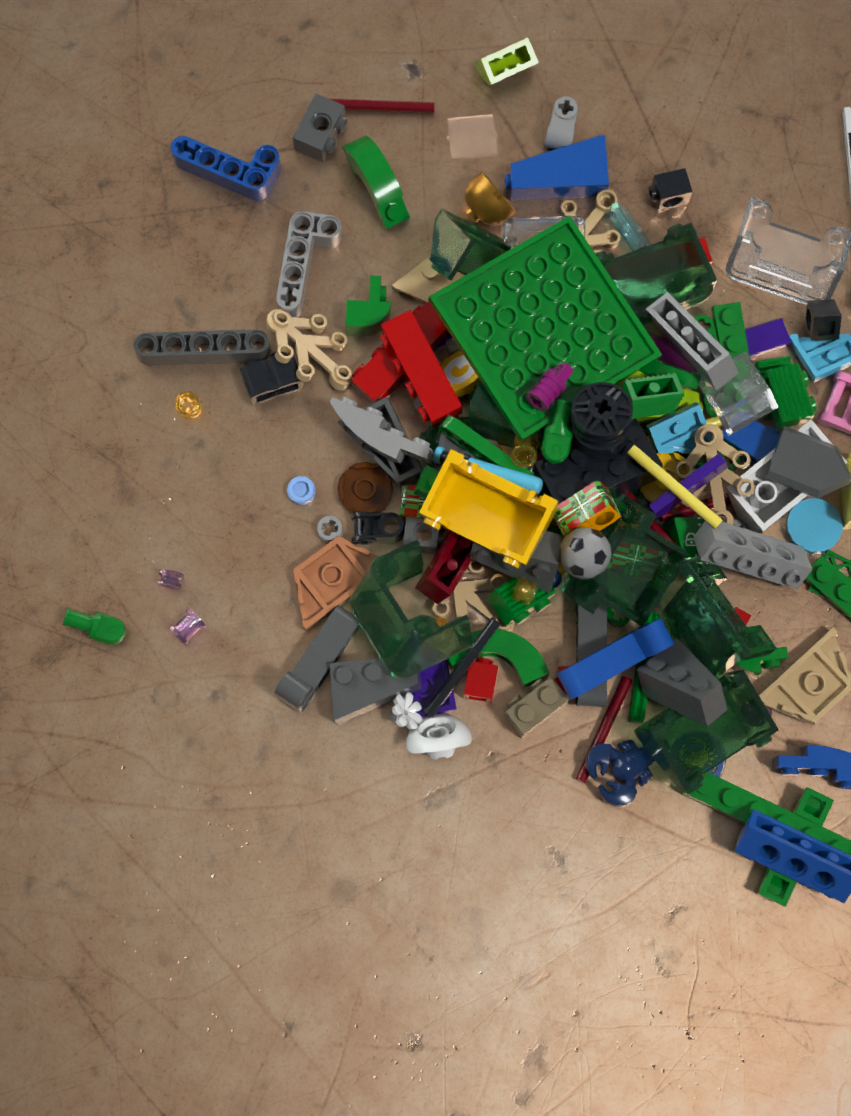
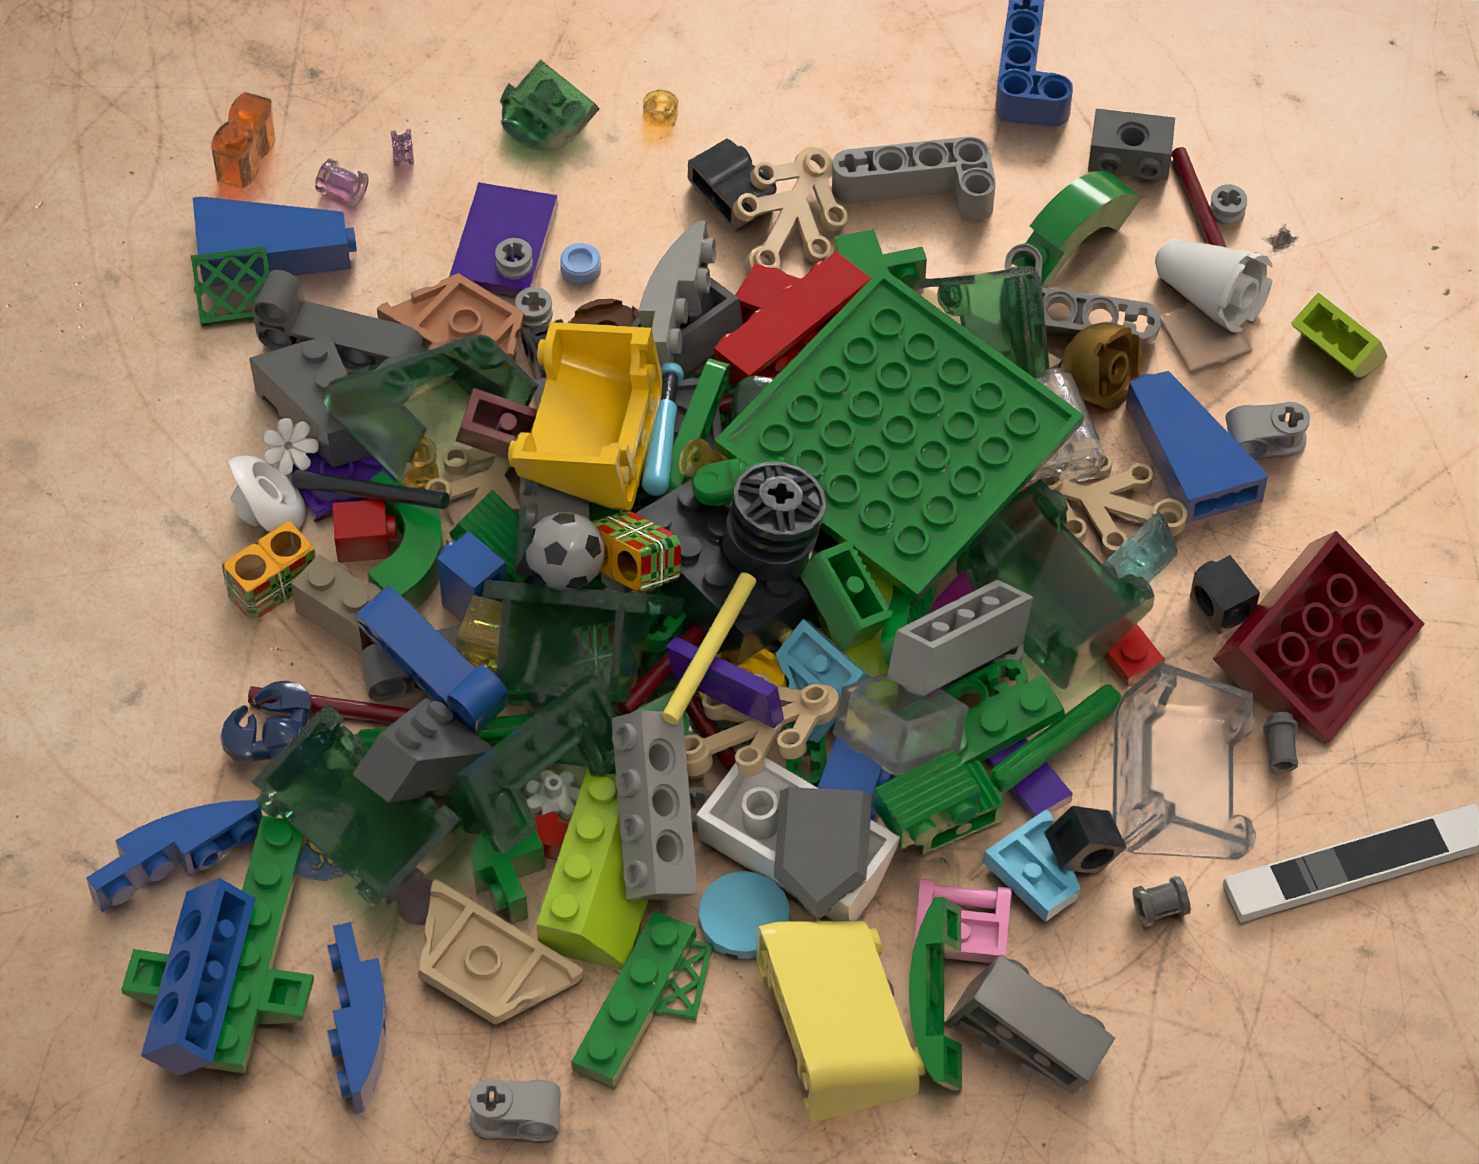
camera: 75 degrees right, 20 degrees down
(98, 627) = (313, 87): green arm -> none
(127, 680) = (243, 140): none -> clear orange brick
(168, 478) = (545, 109): none -> clear green slope
(192, 339) = (745, 91): dark grey beam -> none
(222, 691) = (294, 237): none -> blue slope
(241, 719) = (200, 288): none -> green window
(266, 534) = (497, 216): none -> dark purple tile
(293, 521) = (511, 248): none -> light grey bush
(380, 81) = (1222, 196): none -> light grey bush
(441, 199) = (1083, 304): none -> light grey beam
(444, 115) = (1217, 279): none -> white cone
(490, 746) = (274, 586): none -> piece
(524, 590) = (498, 519): clear yellow bush -> none
(549, 387) = (800, 444): magenta hinge -> none
(551, 621) = (462, 572): none -> blue brick
(602, 623) = (480, 632): none -> clear yellow brick
(683, 840) = (189, 838): none -> blue slope
(714, 149) = (1320, 638): none -> dark red slope
(751, 321) = (1055, 738): none -> green axle
(776, 193) = (1281, 737): none -> dark grey pin
(784, 611) = (586, 899): none -> lime slope

